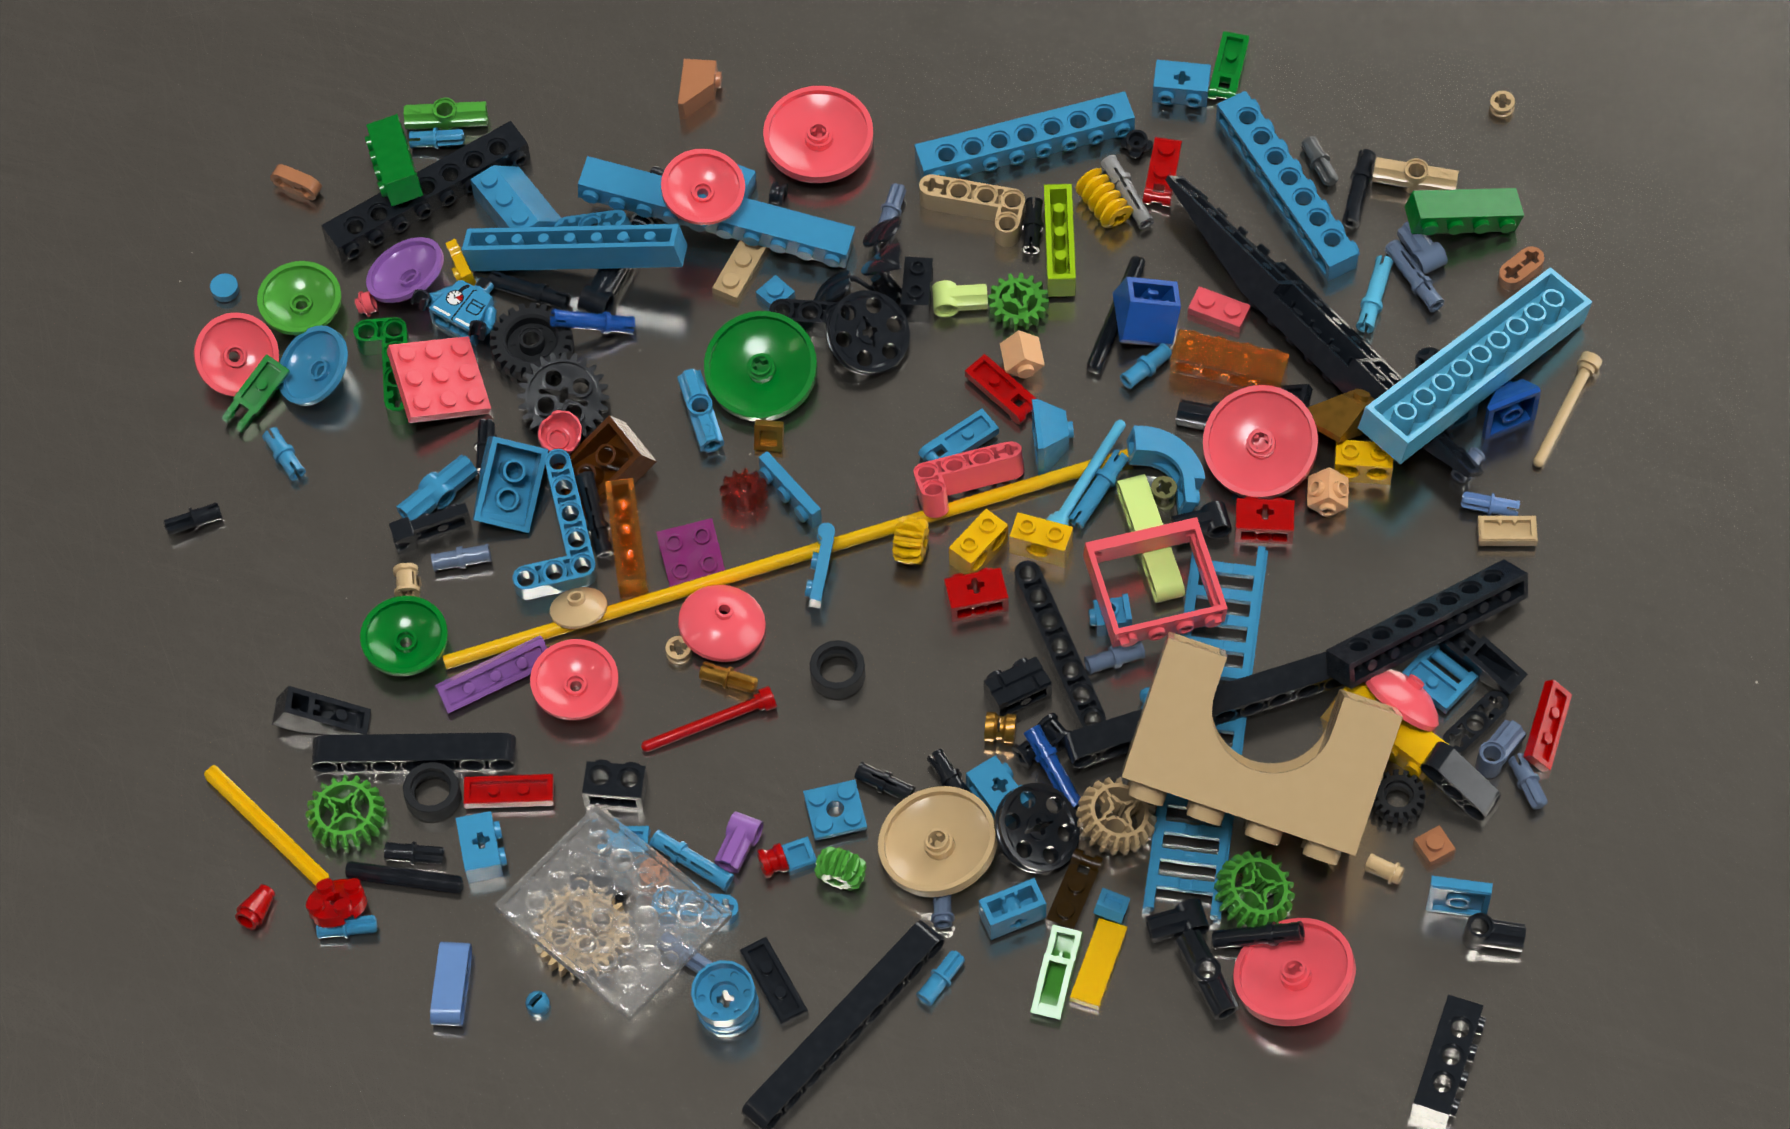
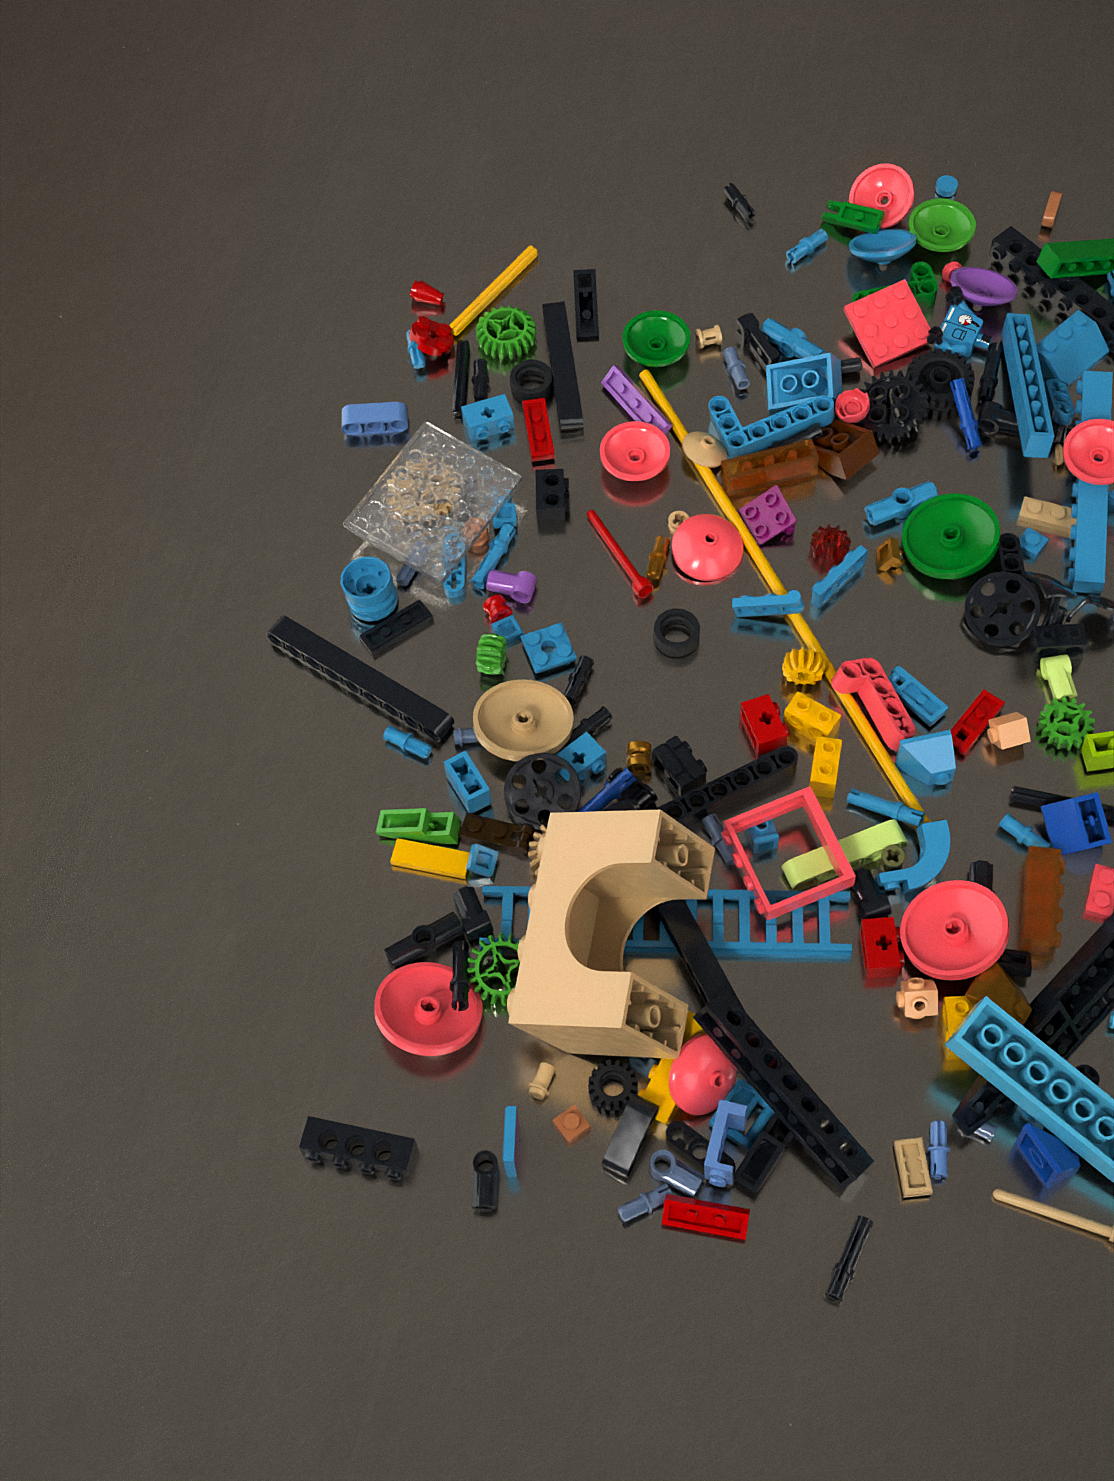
camera: 85 degrees right, 0 degrees up
(462, 270) = (995, 324): yellow plate -> none
(541, 1007) = (362, 479): dark azure hinge -> none
(1062, 515) = (848, 780): medium azure piece -> none
(1480, 690) = (727, 1116): none -> medium blue panel
(1607, 606) = (845, 1267): none -> black pin

